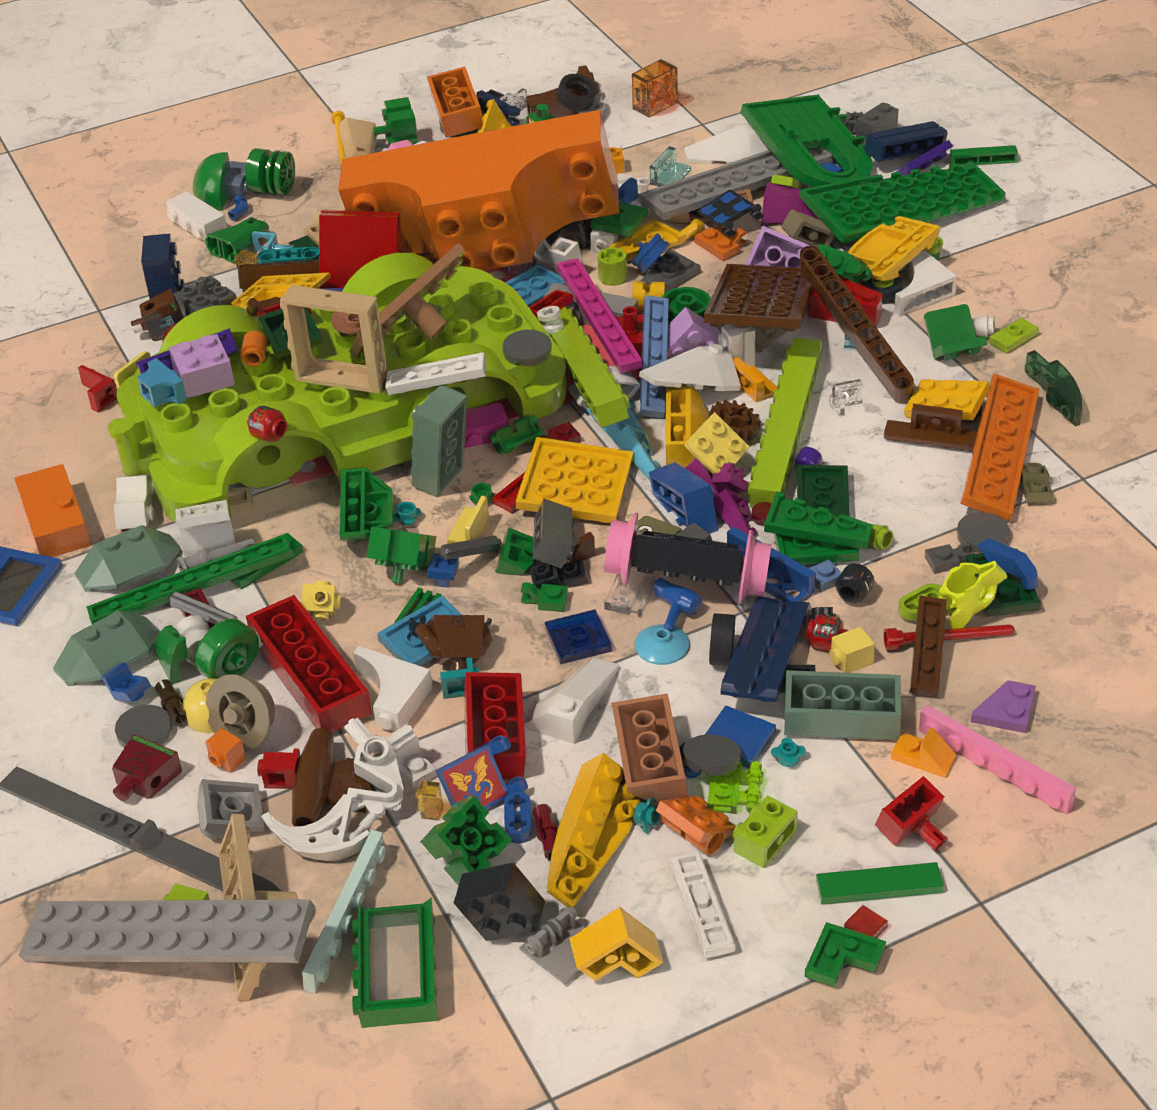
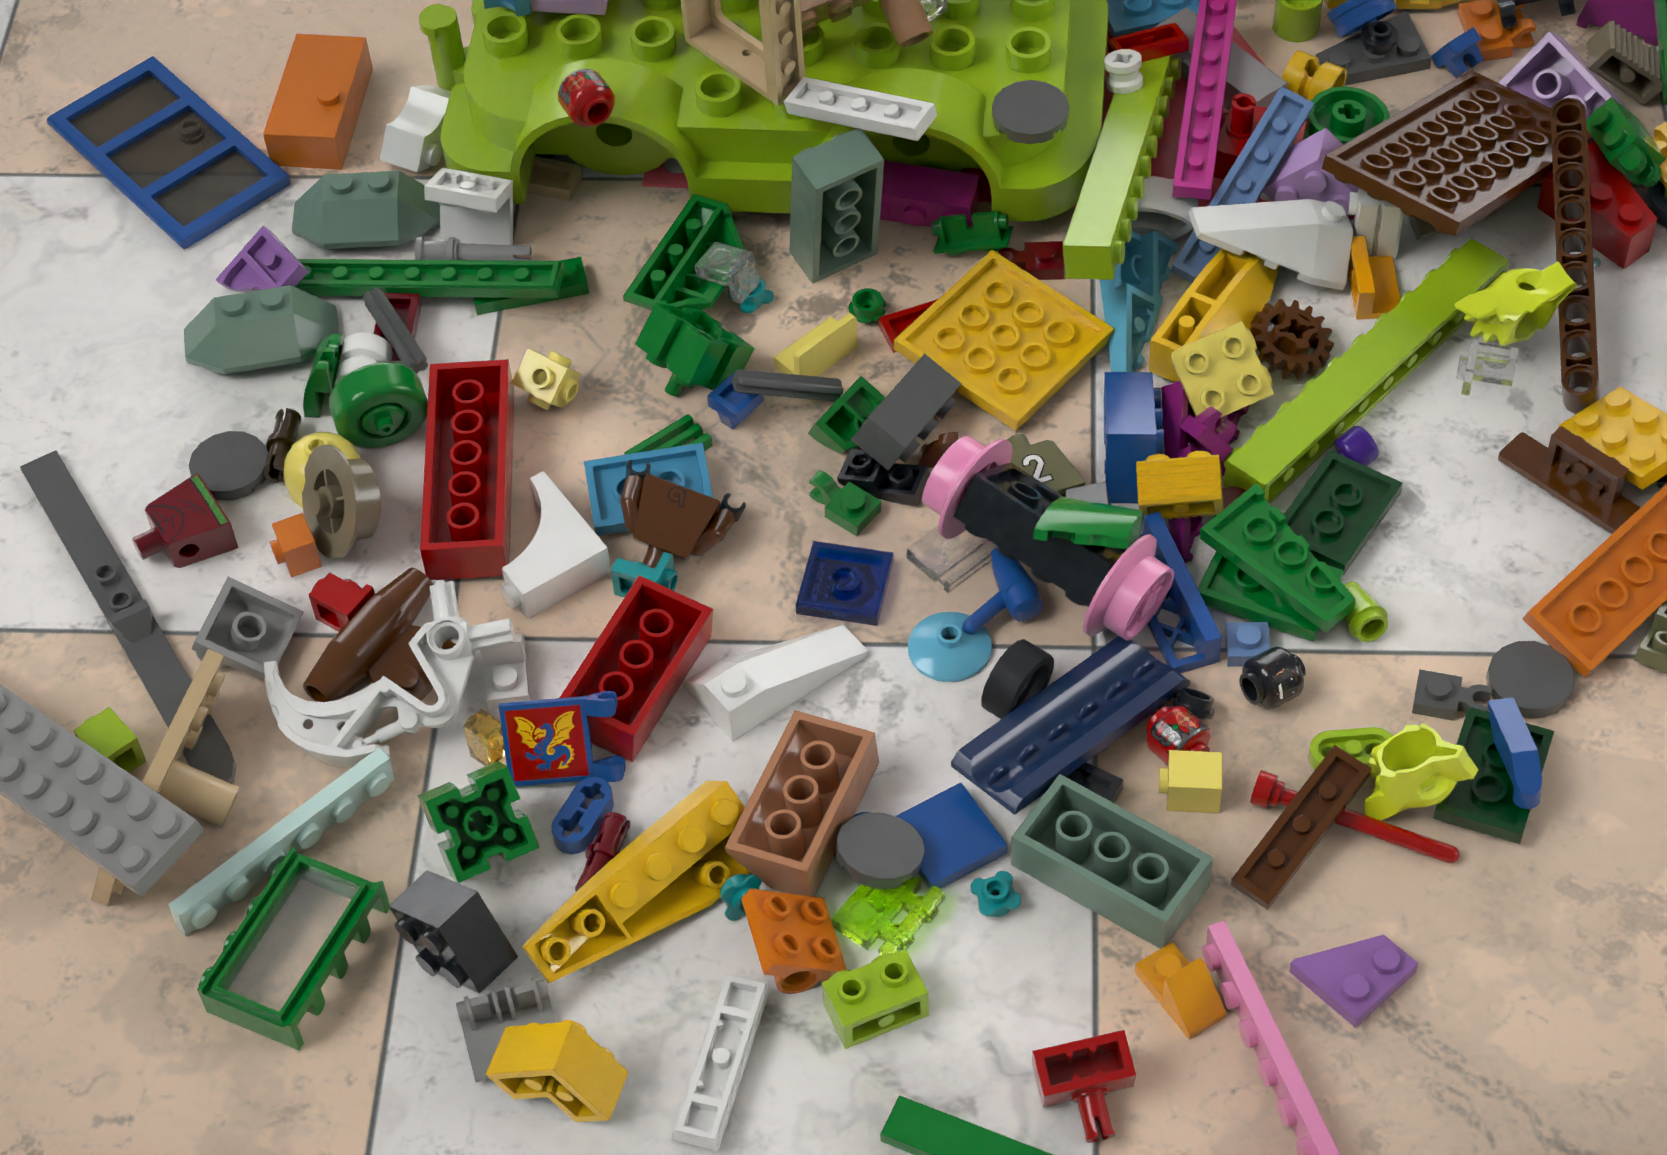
camera: 30 degrees right, 10 degrees up
(86, 608) = (262, 265): none -> medium lavender wing
(125, 685) = (243, 392): blue bracket -> none
(392, 498) = (730, 268): none -> clear bracket
(714, 258) = (1456, 50): none -> blue tile
(718, 533) = (1089, 523): none -> green slope
(737, 508) = (1180, 485): none -> yellow brick
(845, 356) = (1516, 303): none -> neon yellow piece

